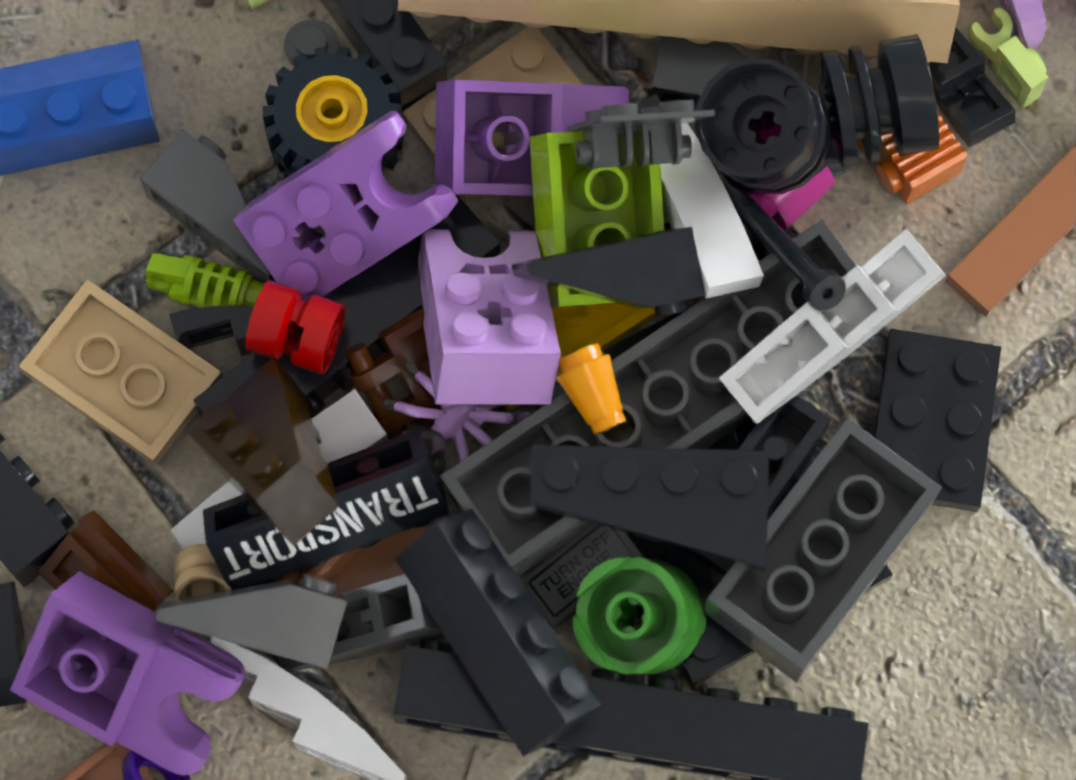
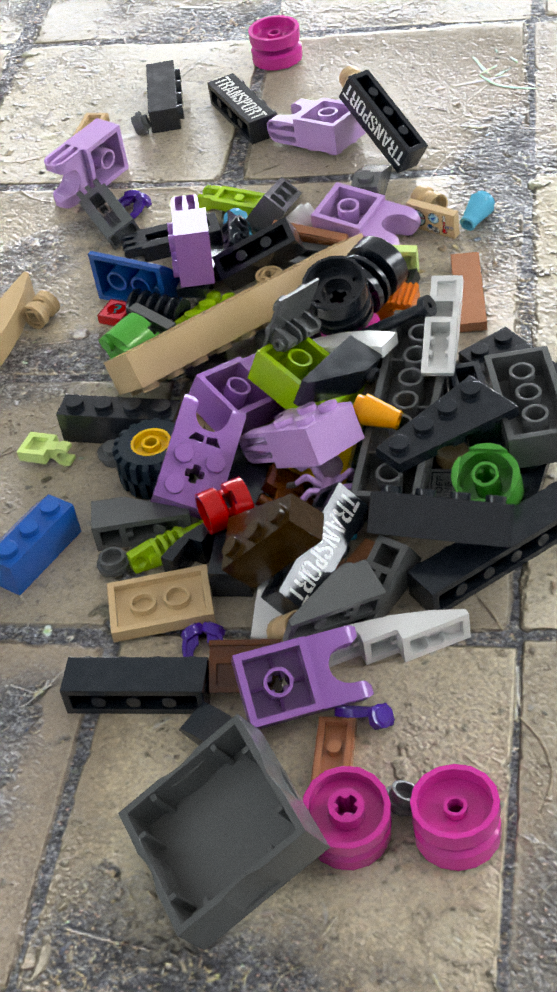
camera: 35 degrees left, 30 degrees down
(133, 243) = (112, 562): none -> dark grey plate
(135, 482) = (191, 636): none -> dark purple piece

